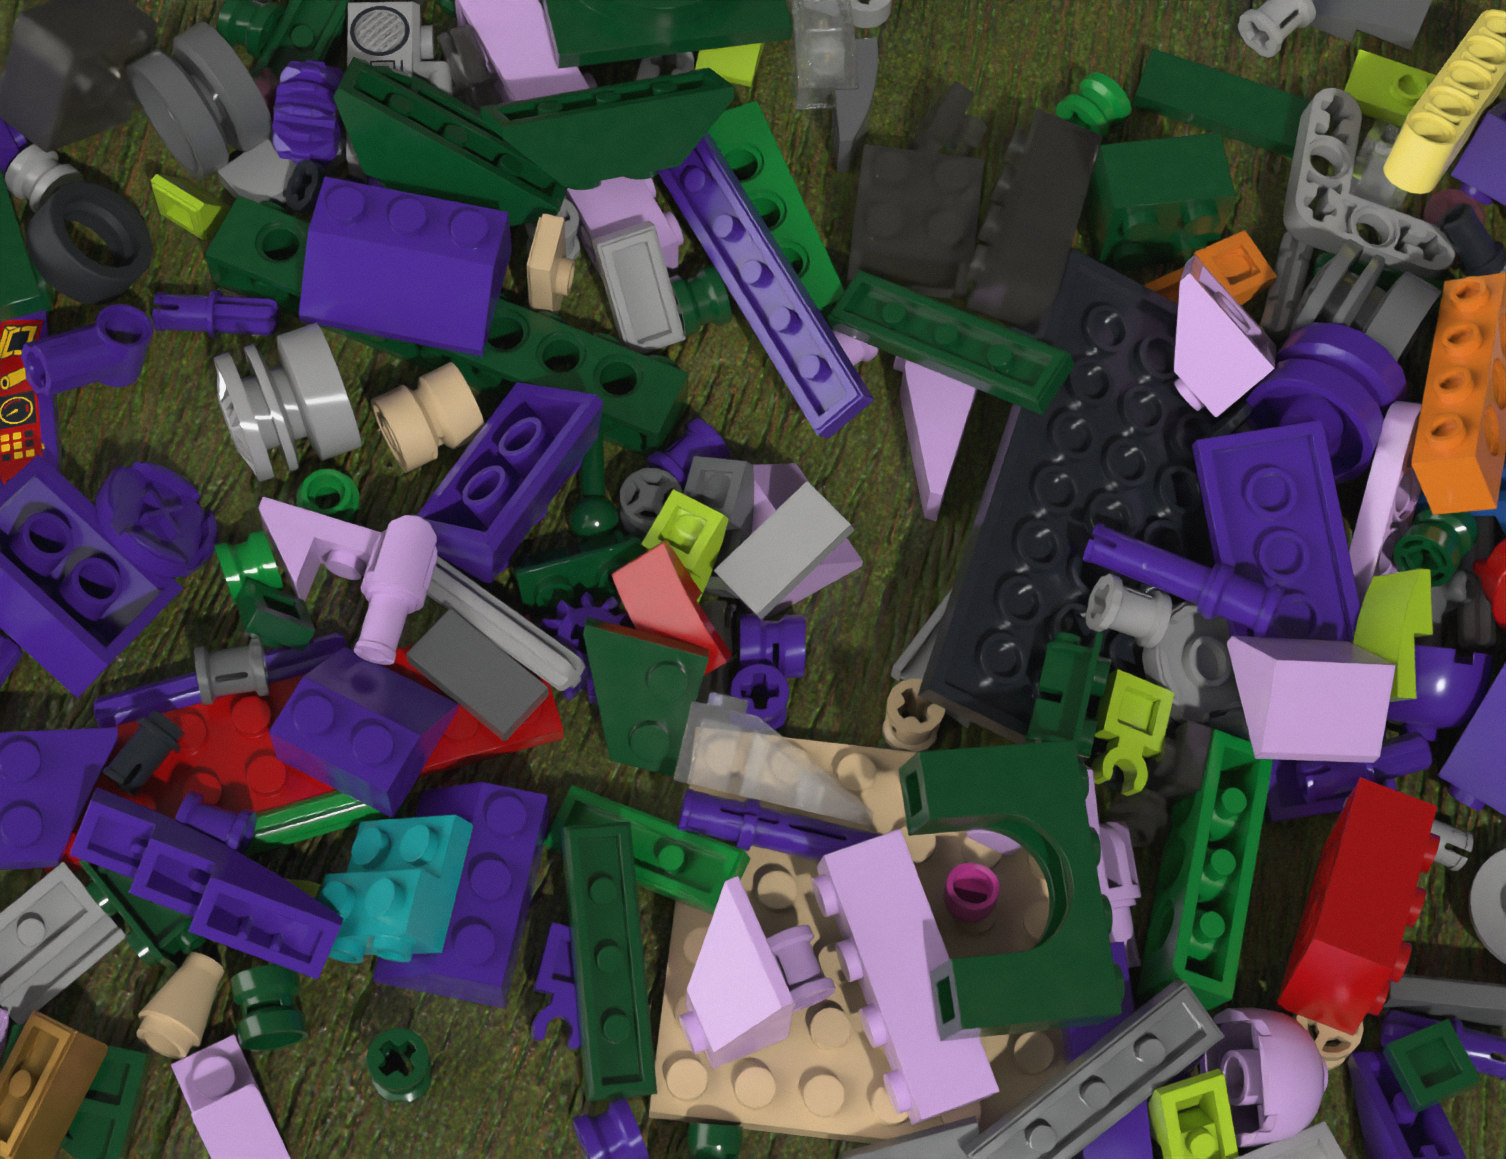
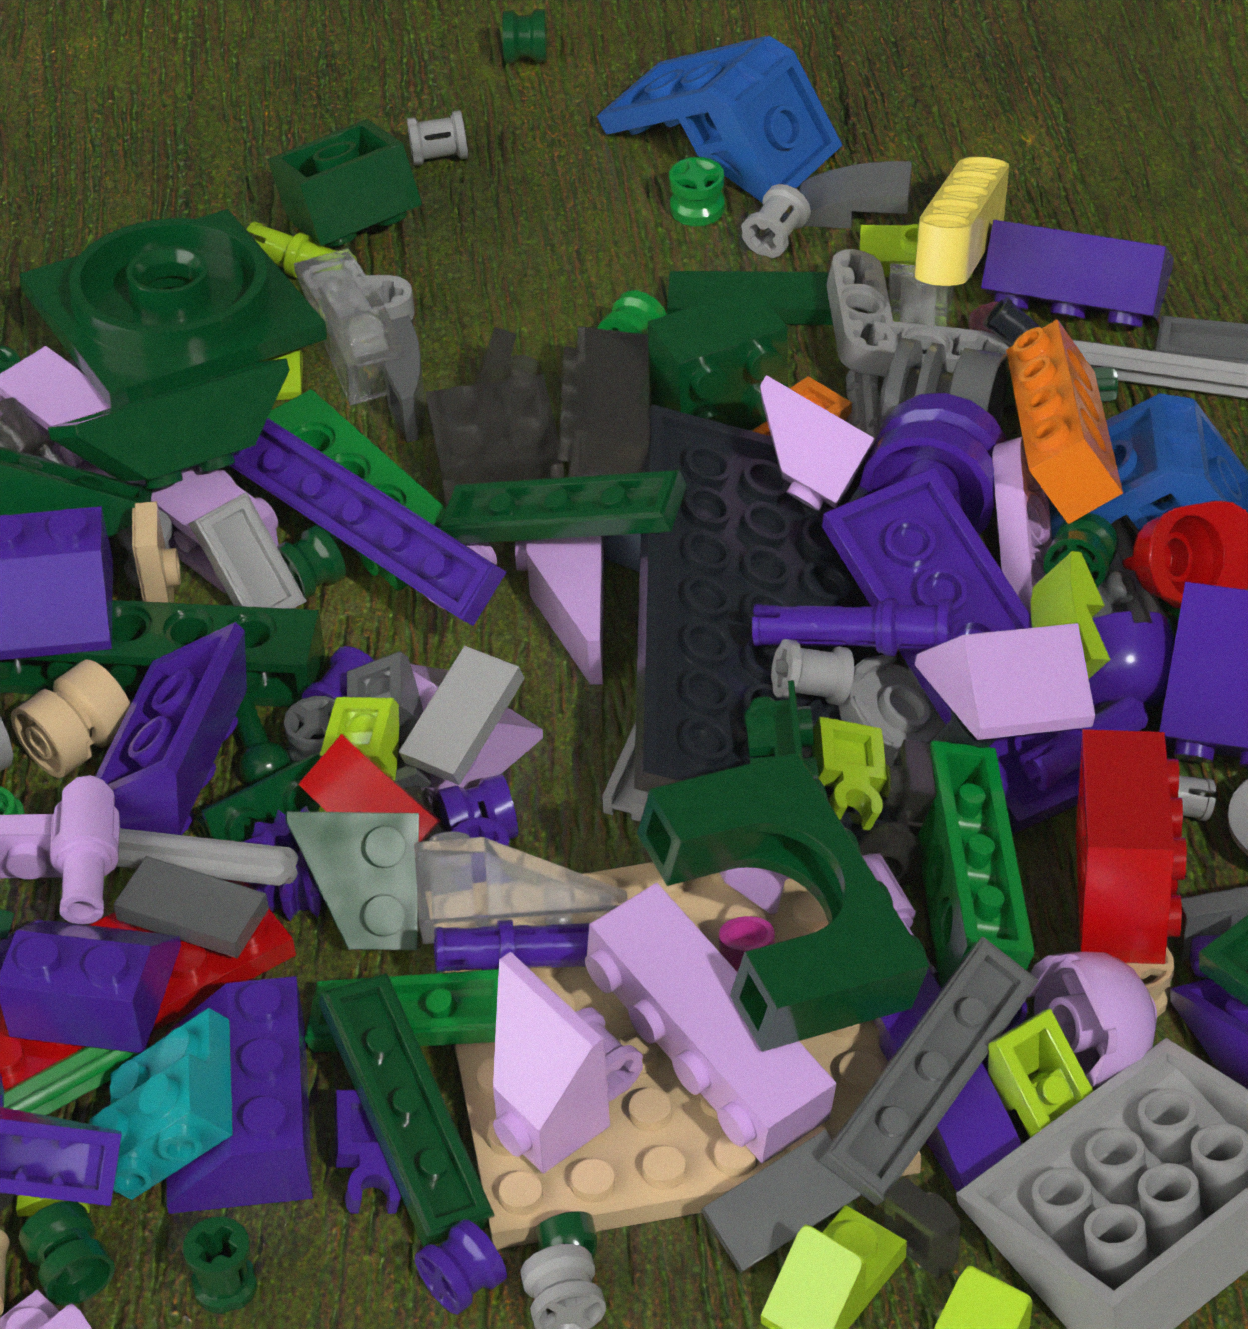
camera: 10 degrees left, 20 degrees down
(909, 733) = (624, 817): tan bush -> none

